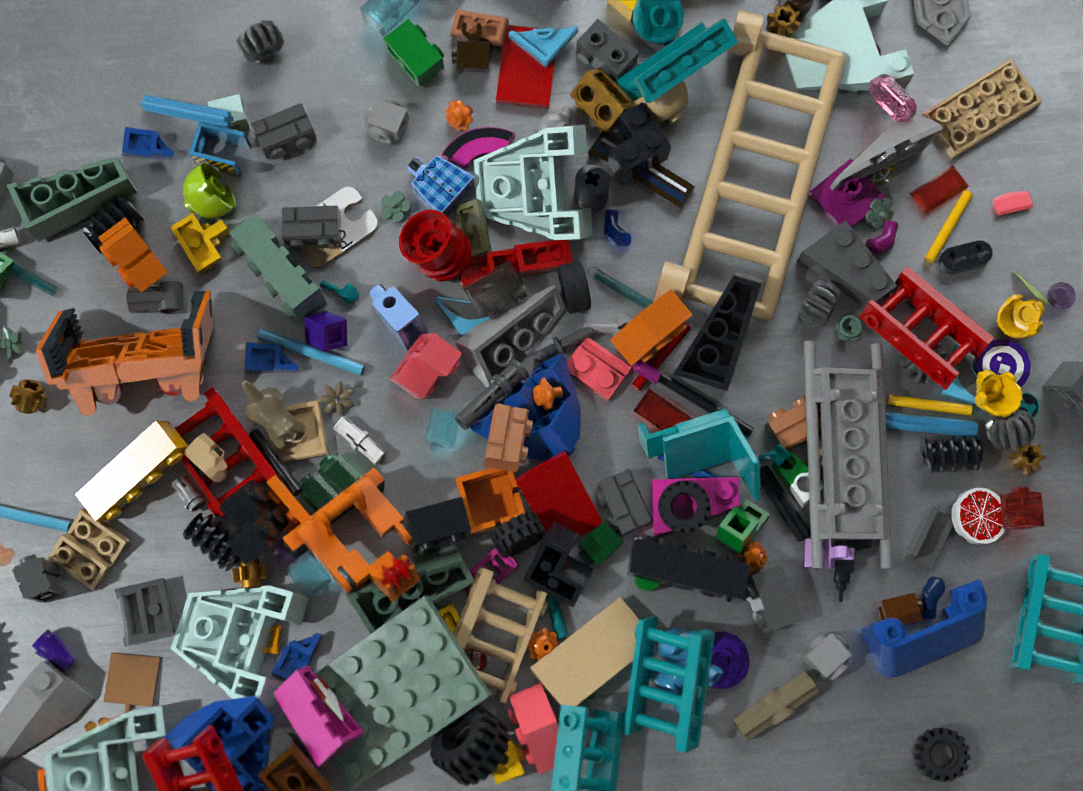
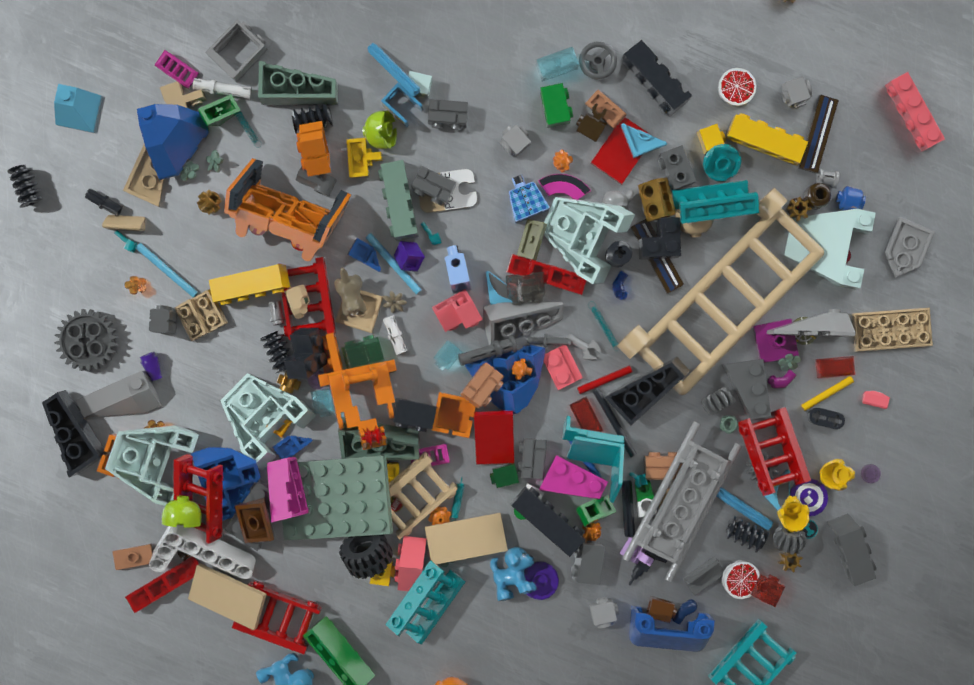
camera: 30 degrees right, 10 degrees up
(131, 680) = (188, 407): medium nougat piece -> none
(144, 144) = (357, 74): blue slope -> none
(153, 610) = (221, 373): dark grey plate -> none
(260, 41) = (462, 46): dark grey gear -> none
(276, 462) = (337, 323): black bar -> none
(328, 696) = (297, 481): white sticker -> none
(395, 206) = (492, 198): sand green plant -> none
(435, 245) = (502, 240): red wheel -> none
(518, 534) = (458, 446): black tyre -> none
(555, 570) = (470, 476): black brick -> none
(574, 287) = (574, 310): black tyre -> none
(647, 371) = (589, 382): magenta arm -> none
(652, 328) = (606, 364): orange piece -> none
(689, 524) = (565, 471): black tyre -> none
(694, 675) = (516, 585): teal fence -> none
(775, 706) = (556, 624): dark tan piece -> none
(892, 98) = (837, 297): clear pink plate -> none
(928, 404) = (750, 496): yellow bar -> none
(1033, 290) = (855, 462): lime sticker -> none

